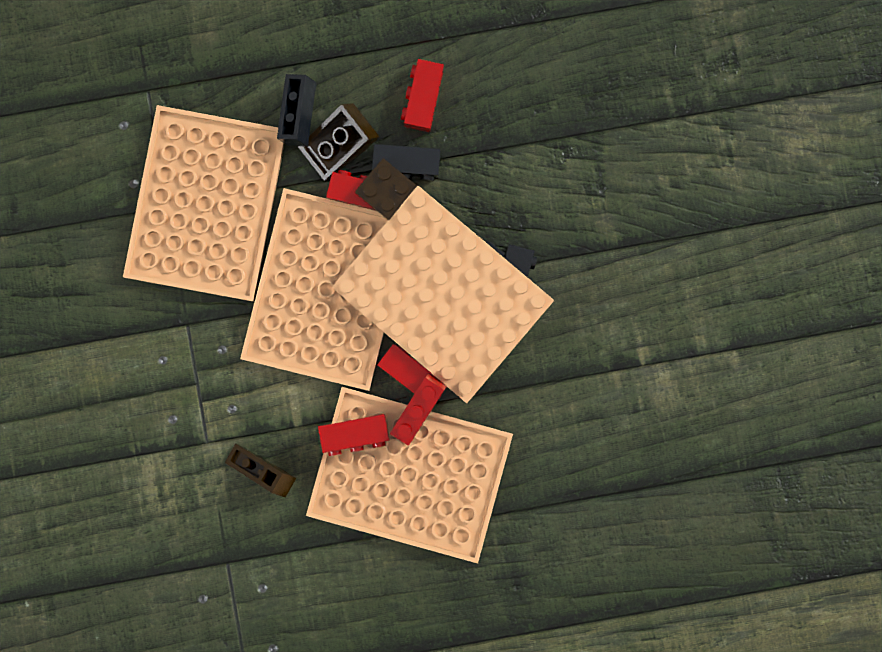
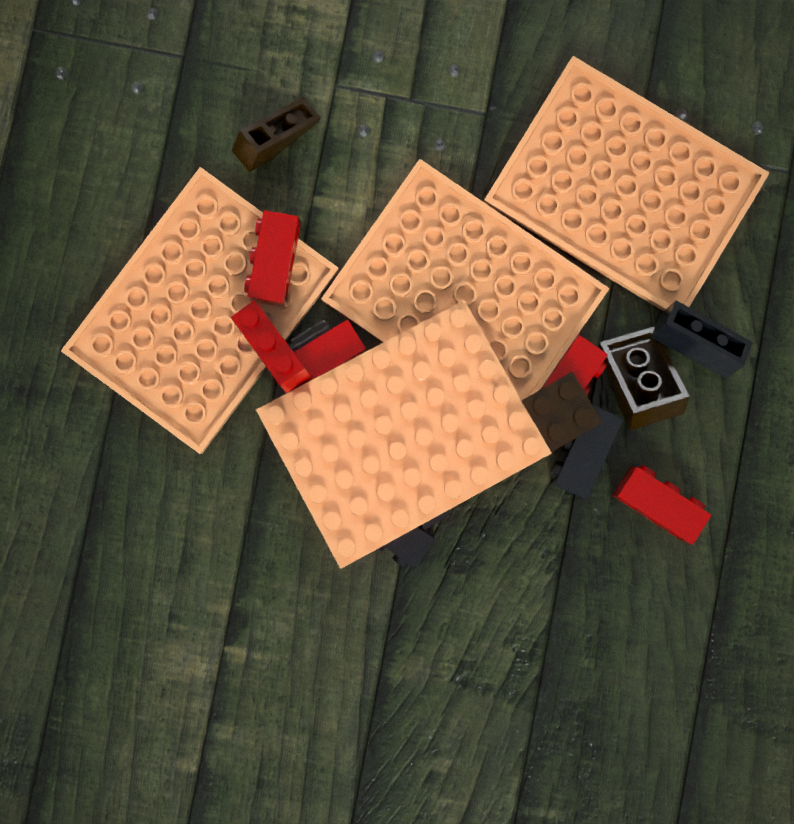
camera: 110 degrees right, 0 degrees up
(398, 388) = (308, 335): none -> dark grey axle

